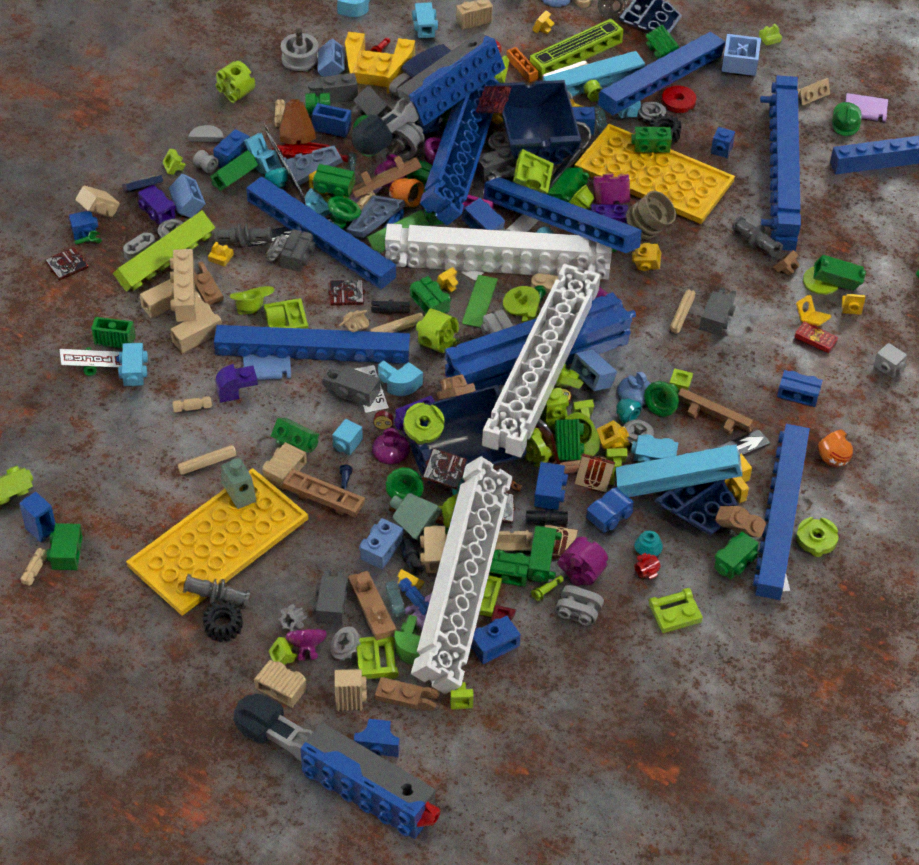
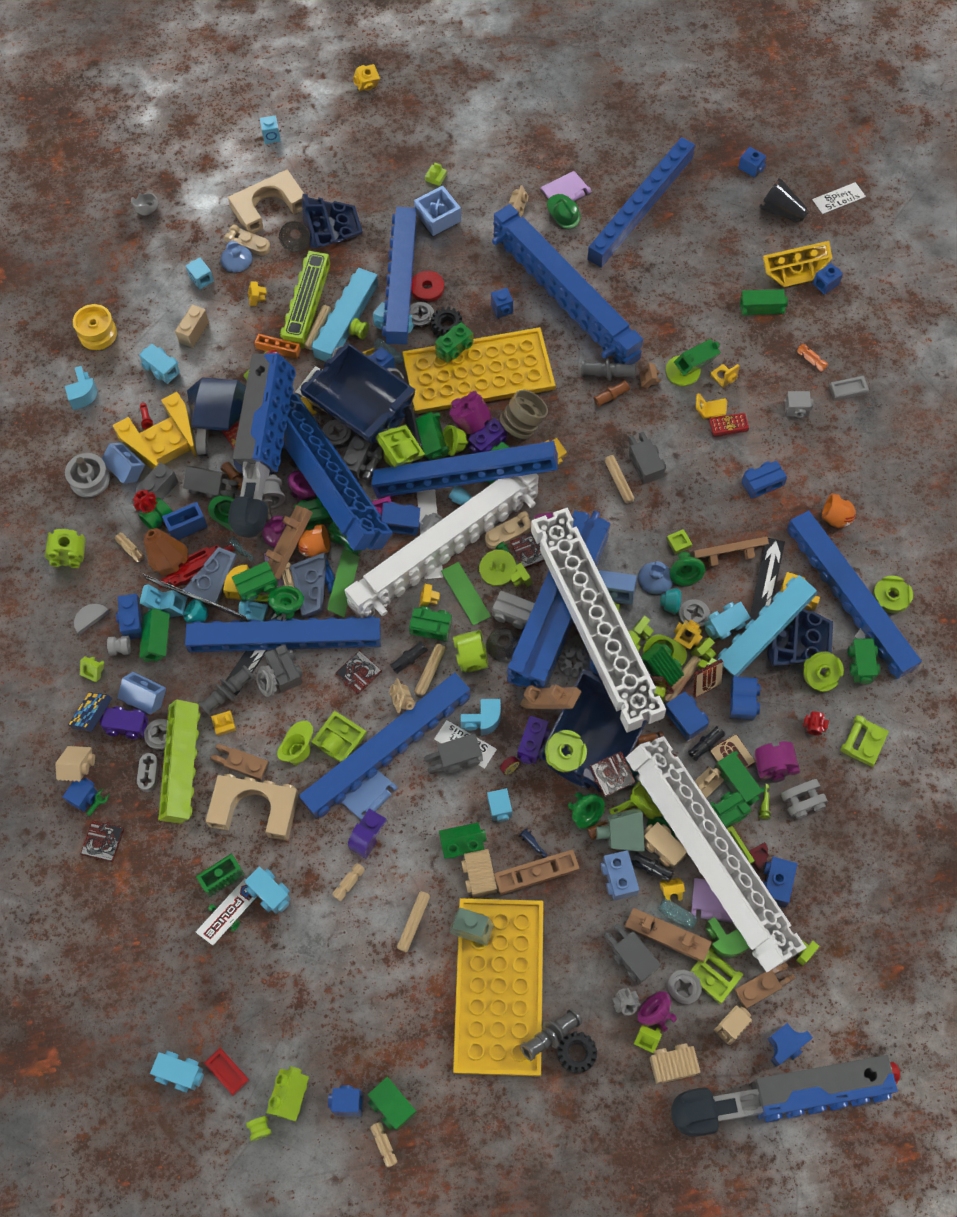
camera: 40 degrees left, 15 degrees up
(184, 285) = (239, 783): tan brick -> none
(315, 85) = (144, 501): none -> red gear
(390, 447) = (537, 791): magenta hair -> none
(414, 595) = (693, 899): blue axle -> none
(493, 99) = (313, 404): clear red piece -> none
(648, 543) = (795, 703): teal cone -> none
(661, 42) = (369, 245): green brick -> none
(688, 526) = (816, 663): none -> lime plate
(740, 520) = (844, 631): medium nougat brick -> none
(742, 254) = (611, 393): none -> dark orange pin

